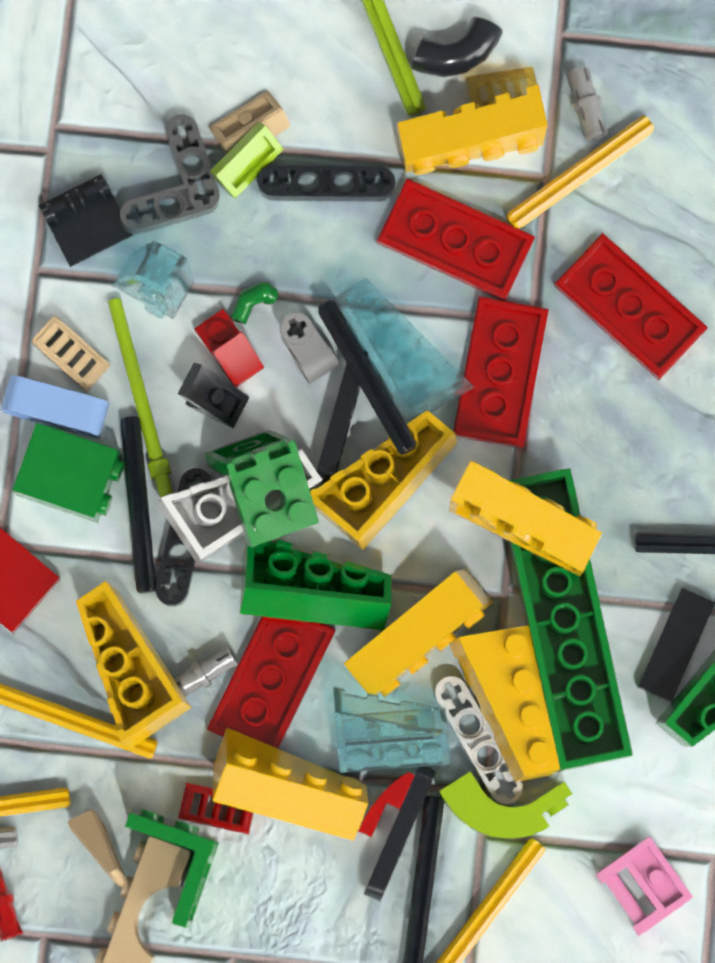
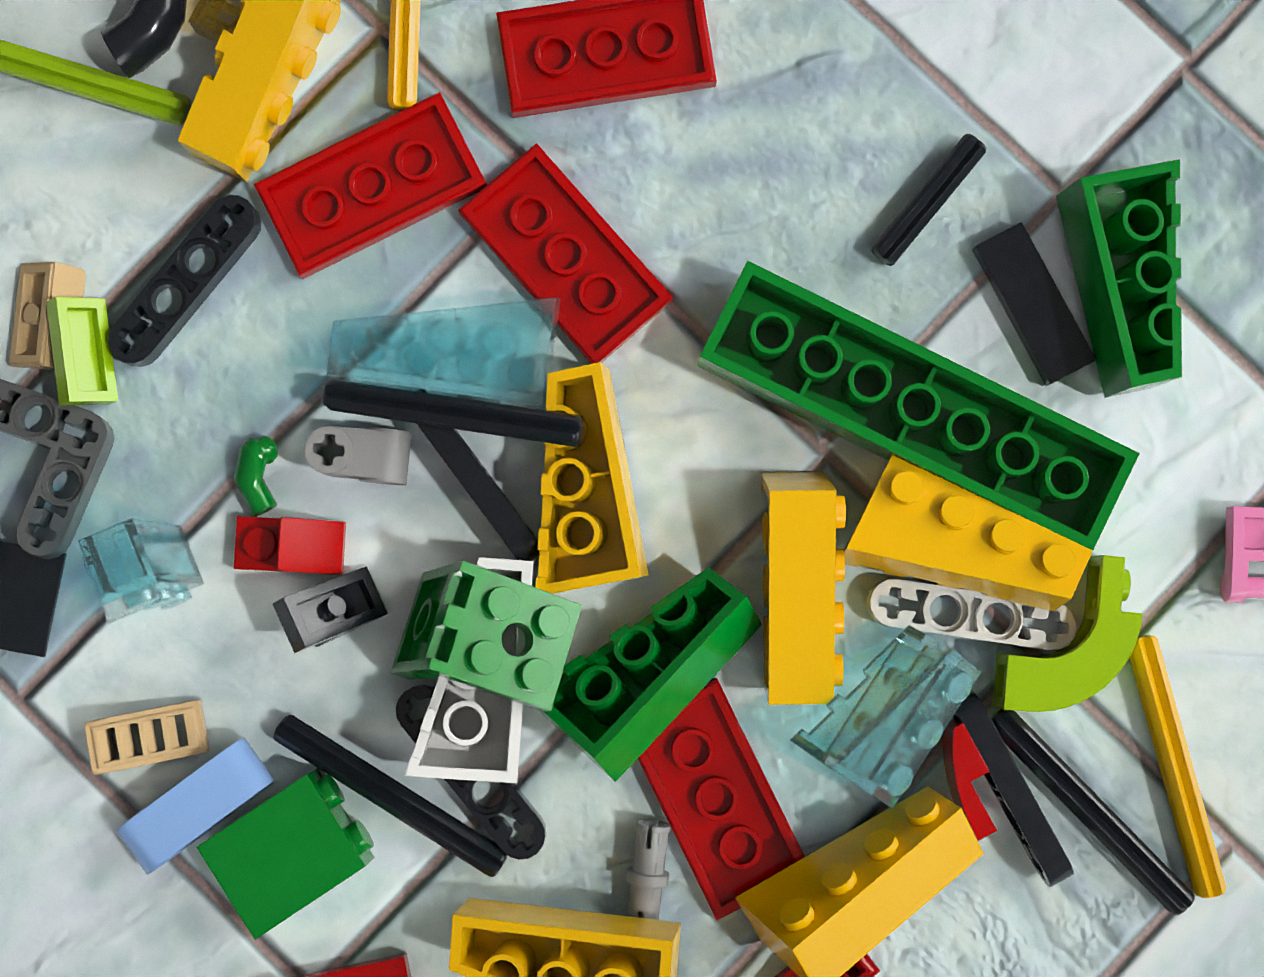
camera: 50 degrees left, 5 degrees up
(158, 467) = (365, 736): lime bar -> none
(524, 518) = (773, 359): yellow wedge -> none

